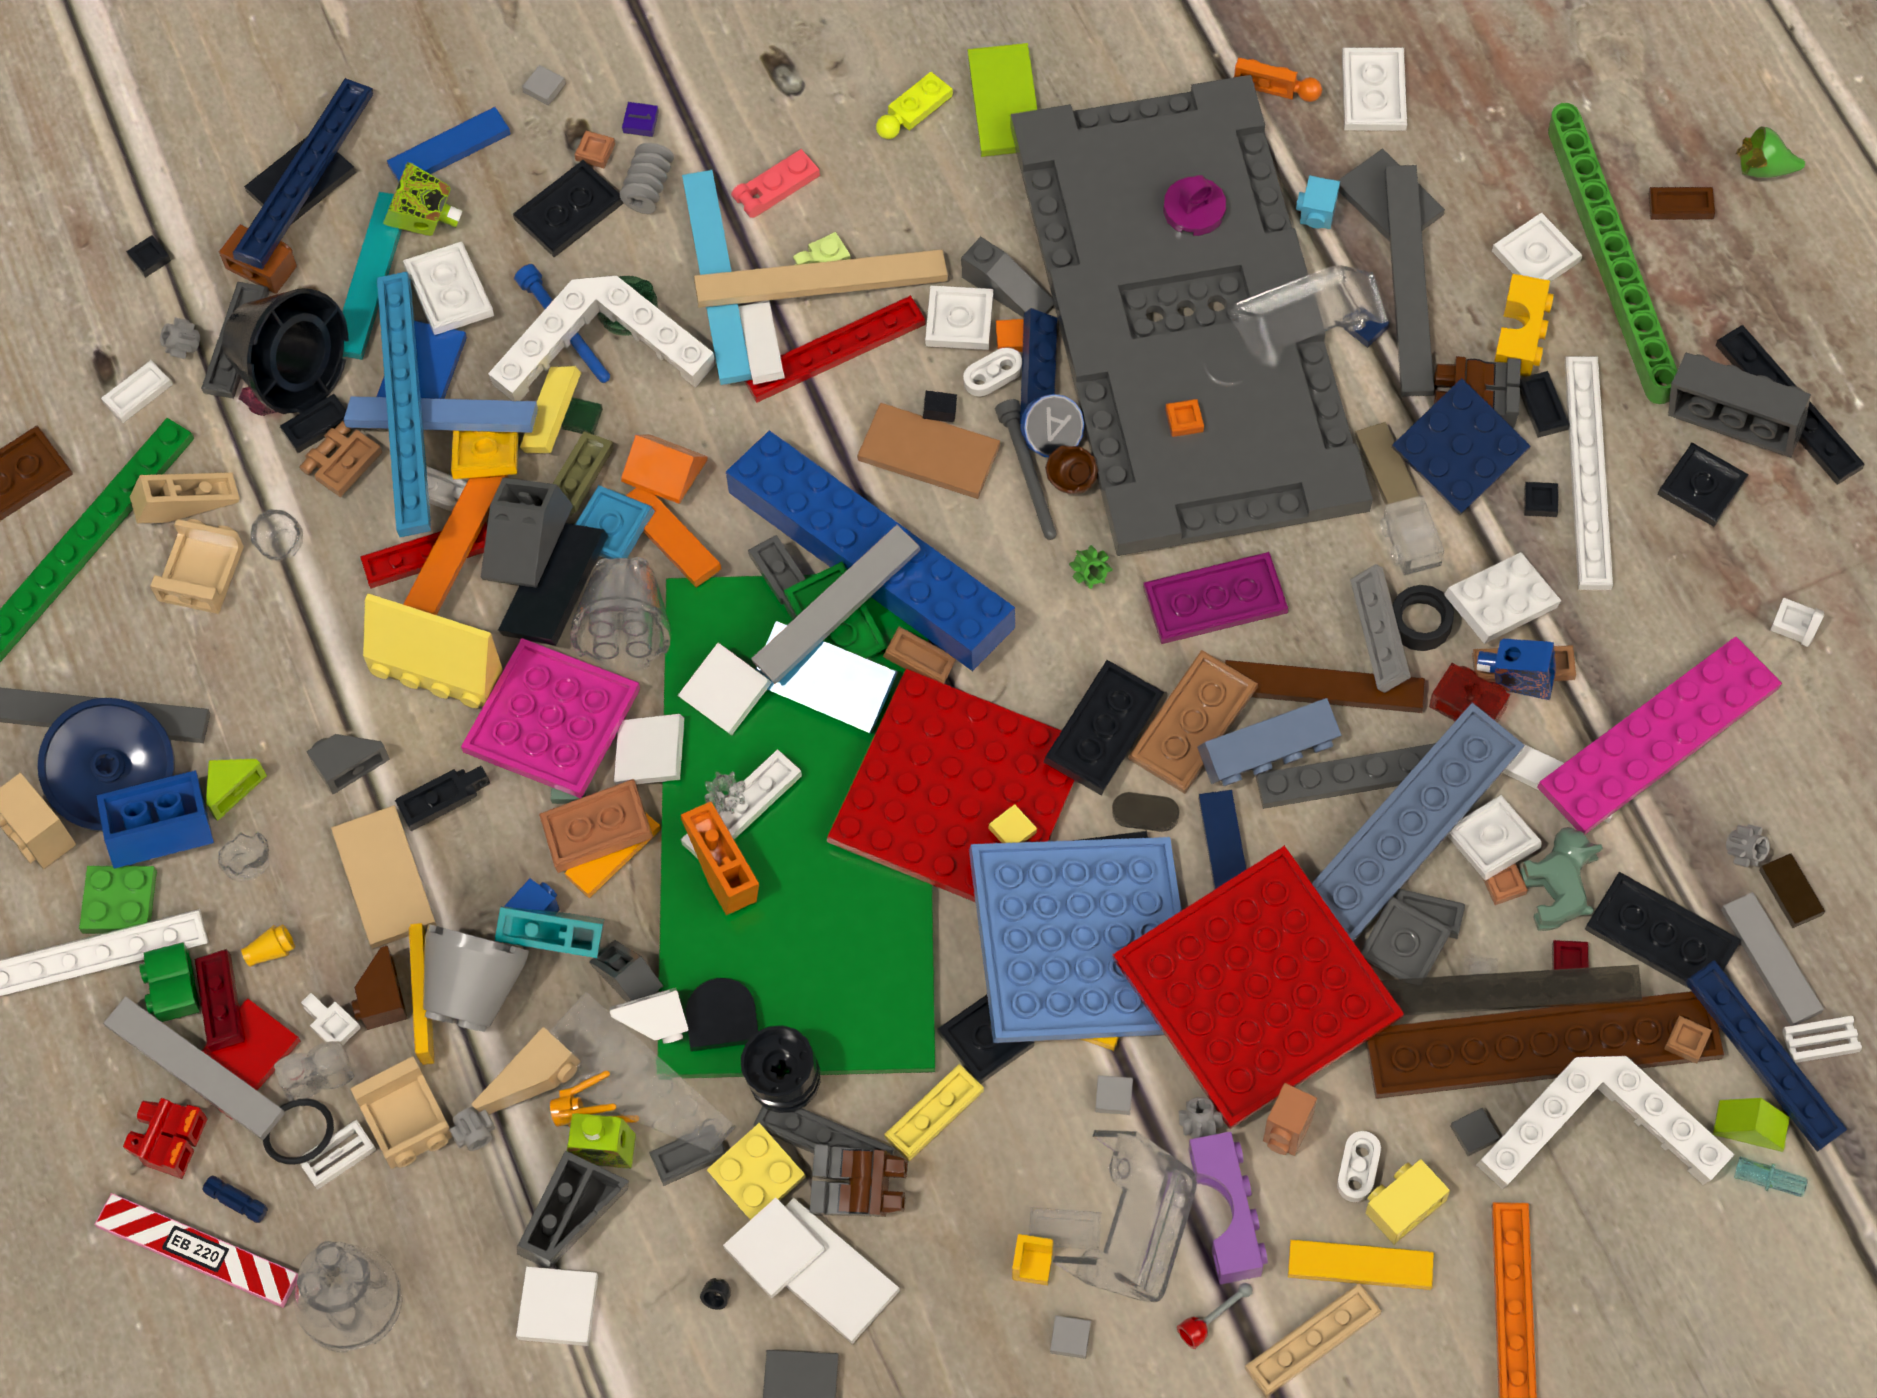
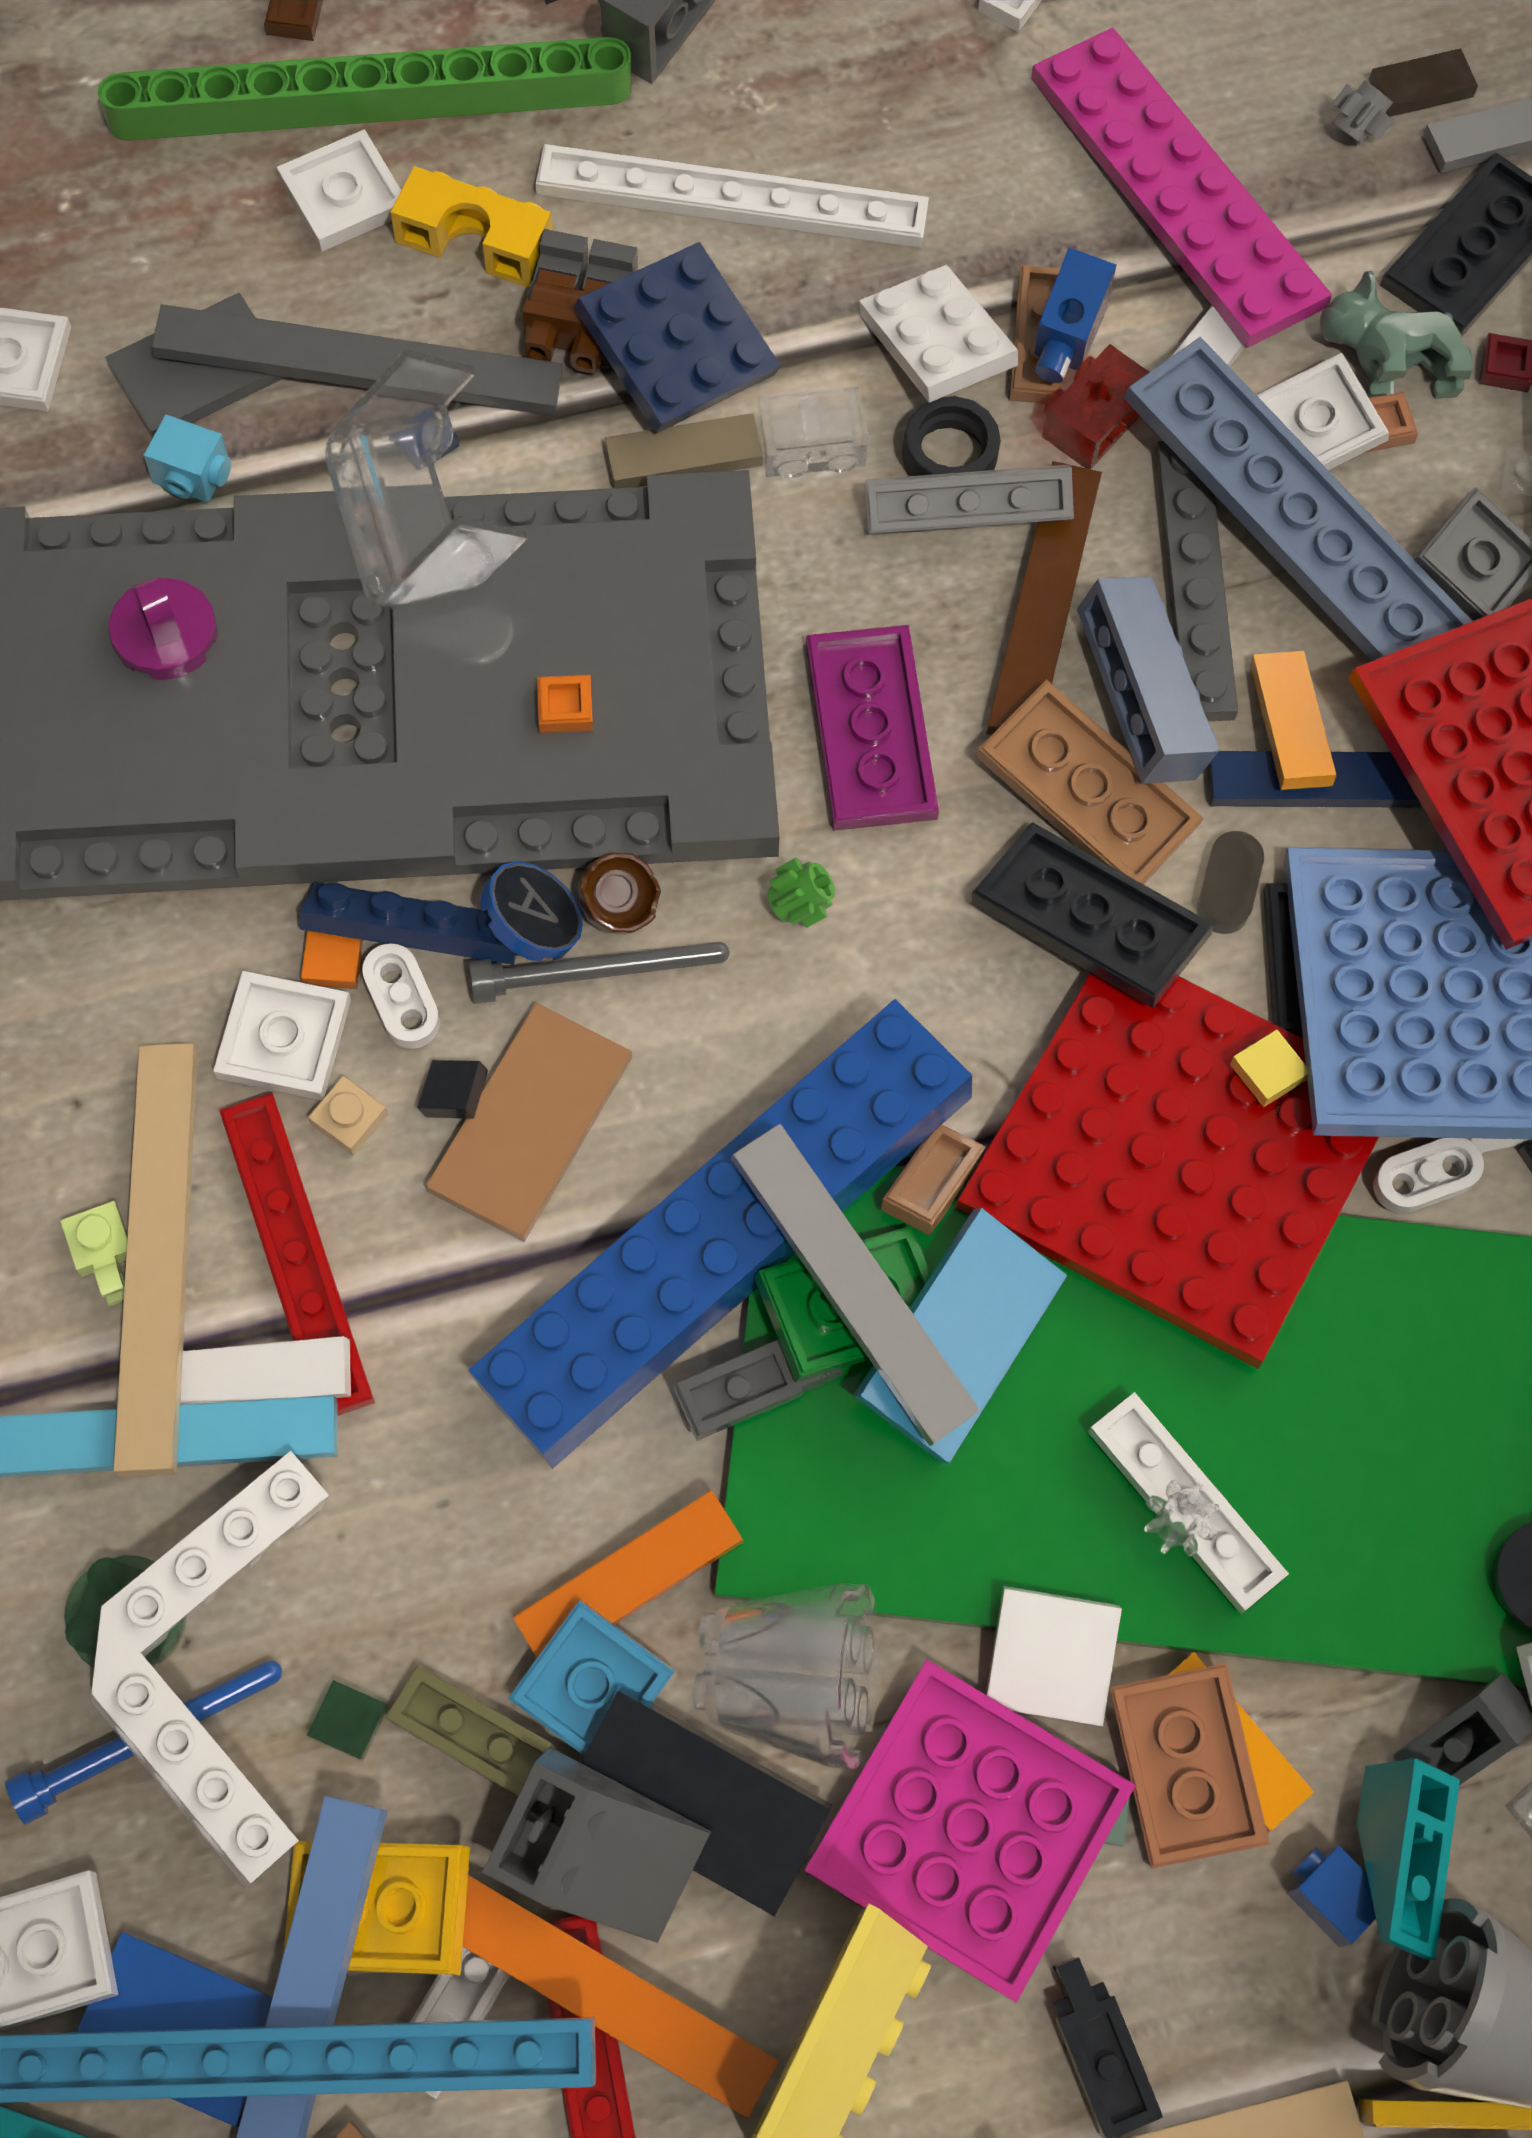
camera: 90 degrees left, 5 degrees up
(552, 407) = (315, 1768): light yellow tile -> none
(662, 467) = (490, 1575): orange slope -> none
(720, 859) = (1301, 1539): orange slope -> none
(724, 689) = (960, 1507): white tile -> none
(918, 360) = (348, 1115): none -> tan plate
(962, 937) = (1425, 1176): none -> white plate
(994, 269) = (209, 959): dark grey slope -> none
(1261, 834) = (1292, 720): none -> light orange tile
(1439, 909) = (1426, 511): dark grey tile -> none
(1541, 499) = (769, 263): black tile -> none
(1543, 404) = (621, 223): black tile -> none
(1702, 484) = (777, 61): black tile -> none

